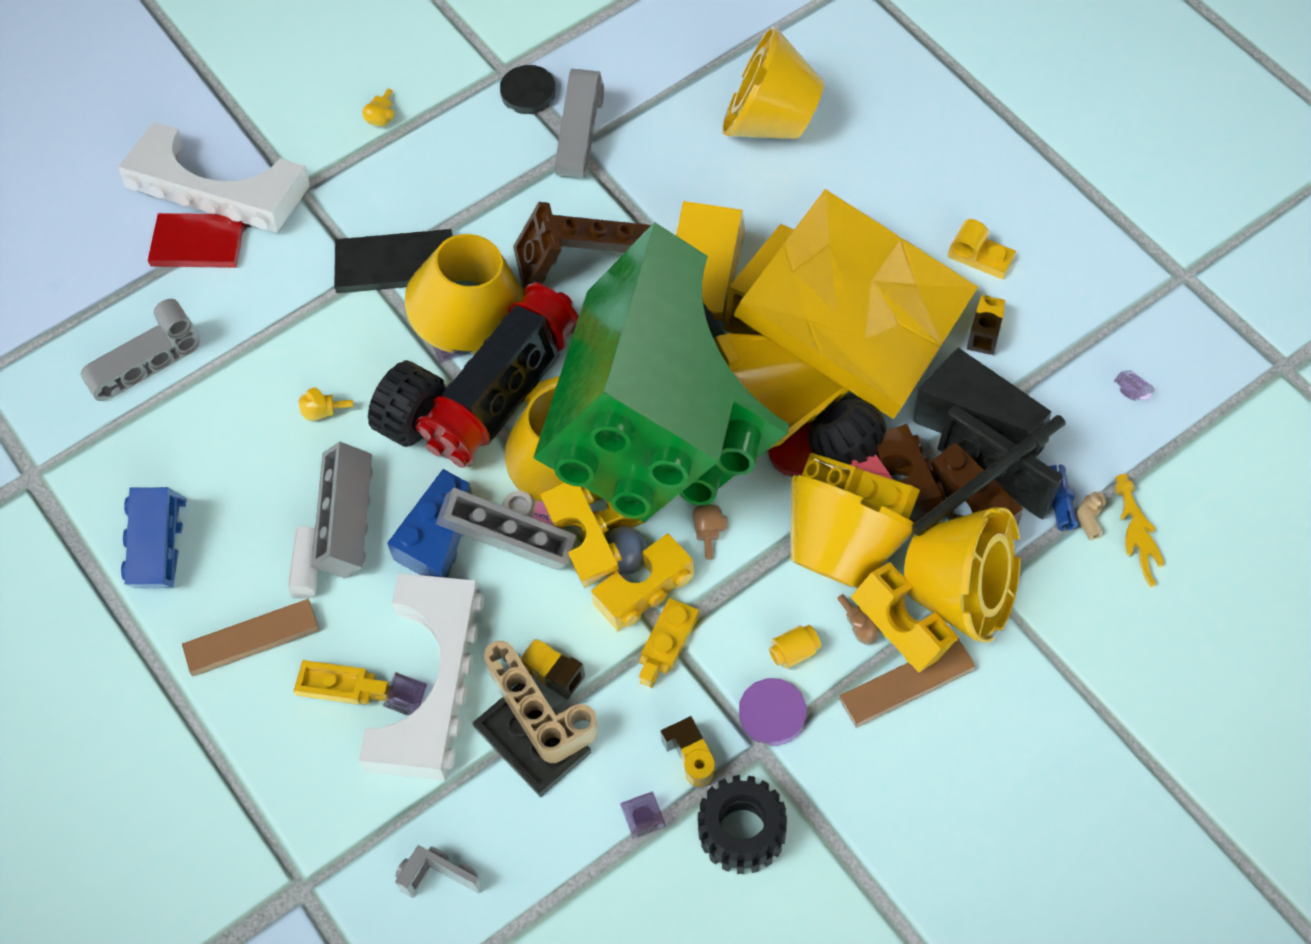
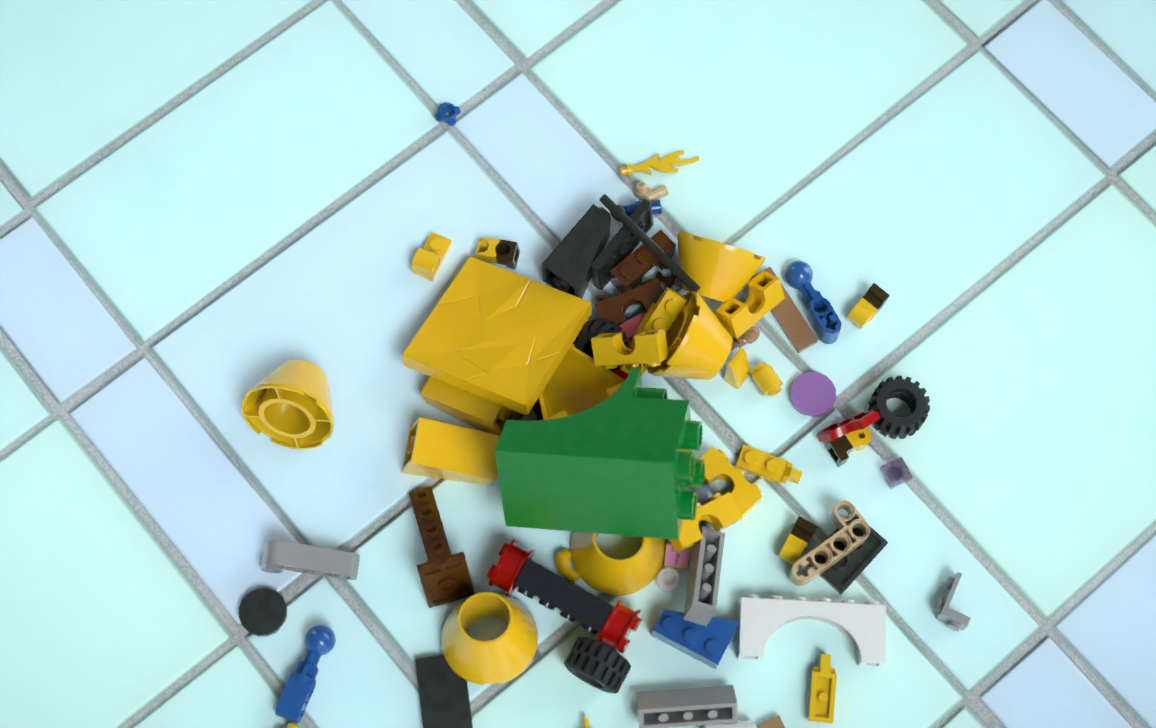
camera: 100 degrees left, 10 degrees up
(404, 694) = (827, 641): clear purple plate -> none
(434, 118) = (301, 682): none -> blue beam
(713, 743) = (843, 427): none -> red tile
(808, 600) = (737, 369): none -> yellow slope
(819, 443) = (611, 351): none -> yellow arch
(910, 800) = (868, 306): none -> leg
(961, 707) = (799, 276): none -> blue beam
(1133, 385) = (548, 158): clear purple plate -> none
(1199, 266) = (447, 108): none -> blue plate

